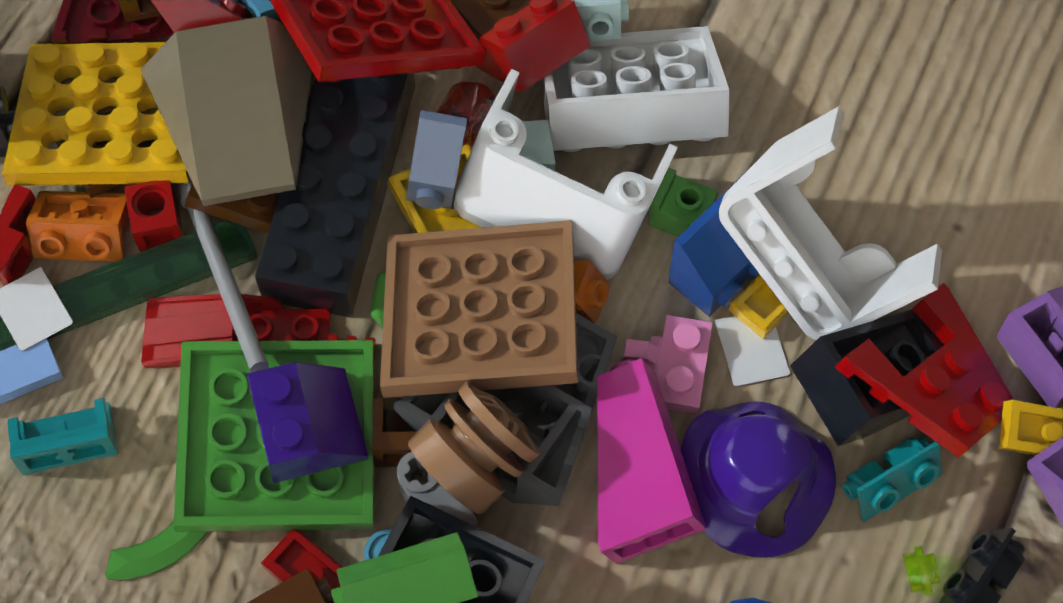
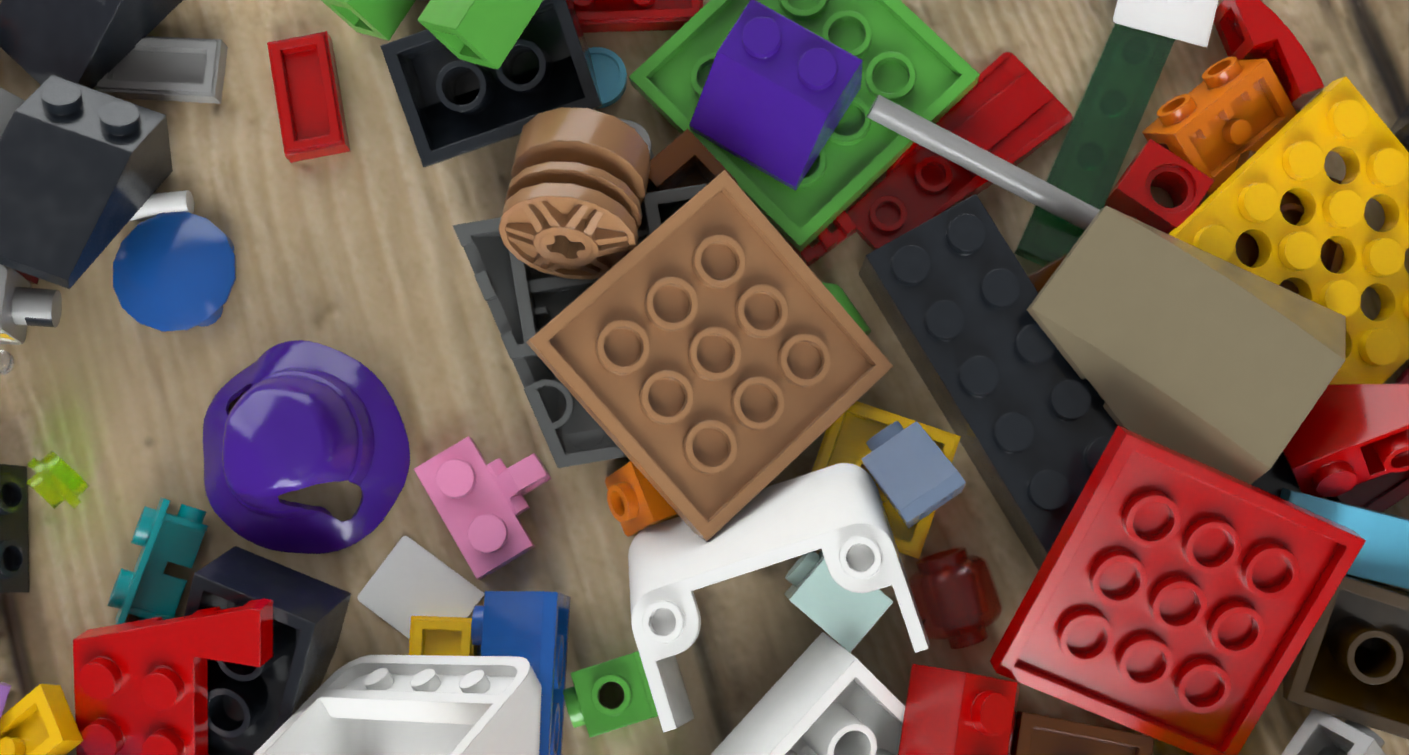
camera: 140 degrees right, 15 degrees up
(641, 469) = (414, 345): dark pink slope -> none

